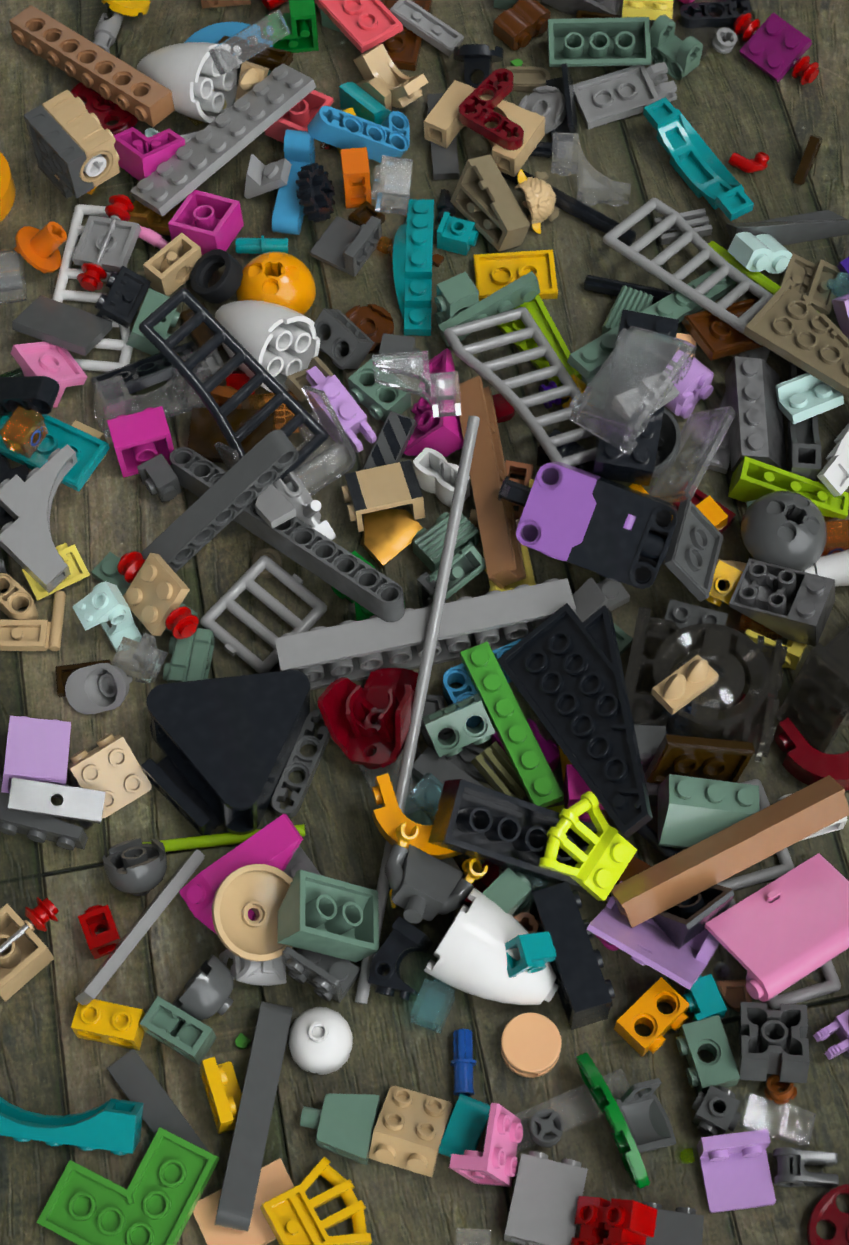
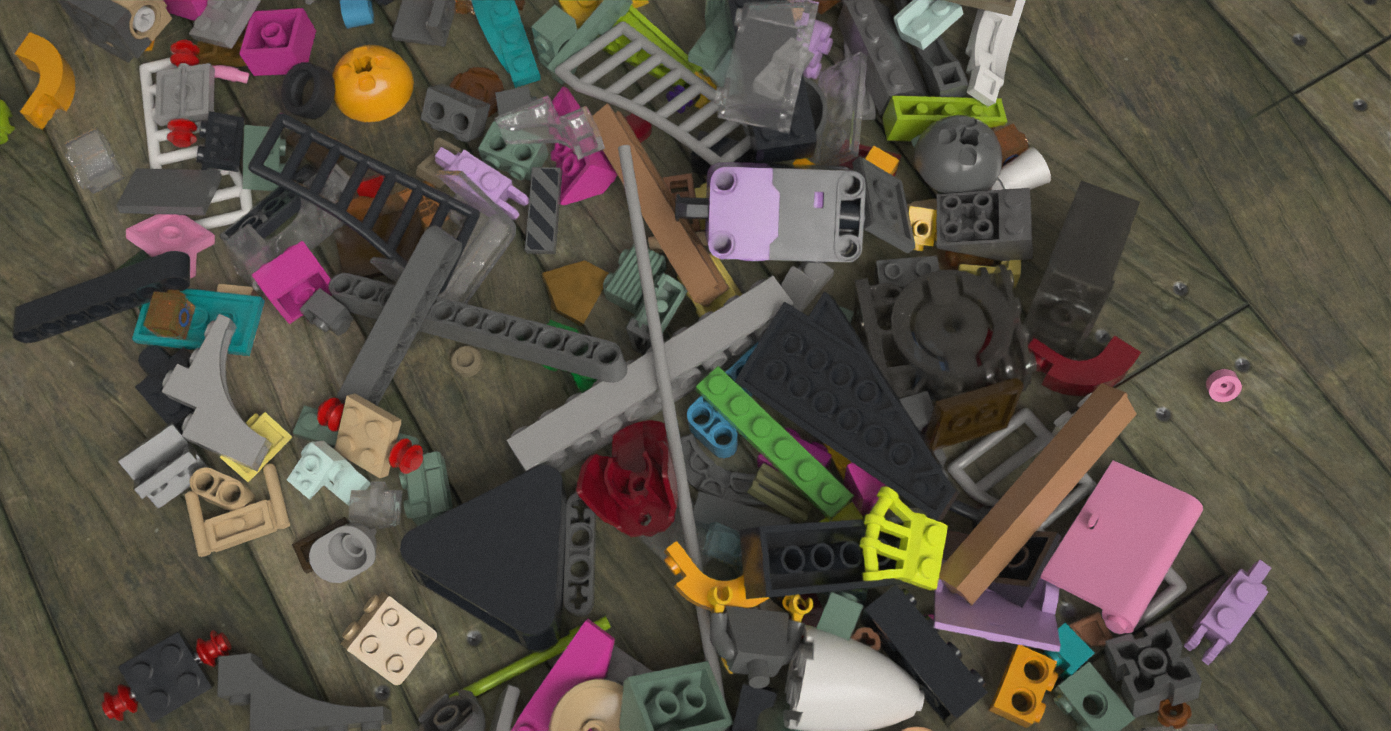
camera: 15 degrees left, 5 degrees up
(36, 751) = (307, 649): lavender brick -> none
(36, 796) = (323, 694): tile -> none
(41, 246) = (118, 118): orange piece -> none
(172, 264) = (259, 93): tan brick -> none
(181, 795) = (470, 631): black panel -> none
(247, 582) = (454, 388): light grey bar -> none
(261, 245) = (340, 45): teal axle -> none
(272, 334) = (387, 130): white cylinder -> none
(274, 507) = (455, 305): light grey tile -> none
(306, 508) = (477, 291): light grey piece -> none
(382, 489) = (554, 249): tan panel -> none
(437, 475) = (604, 216): white brick -> none
(455, 718) = (717, 455): sand green brick -> none
(534, 951) = (893, 672): teal brick -> none
(685, 684) = (932, 343): tan tile -> none
(701, 807) = (991, 460): sand green slope -> none

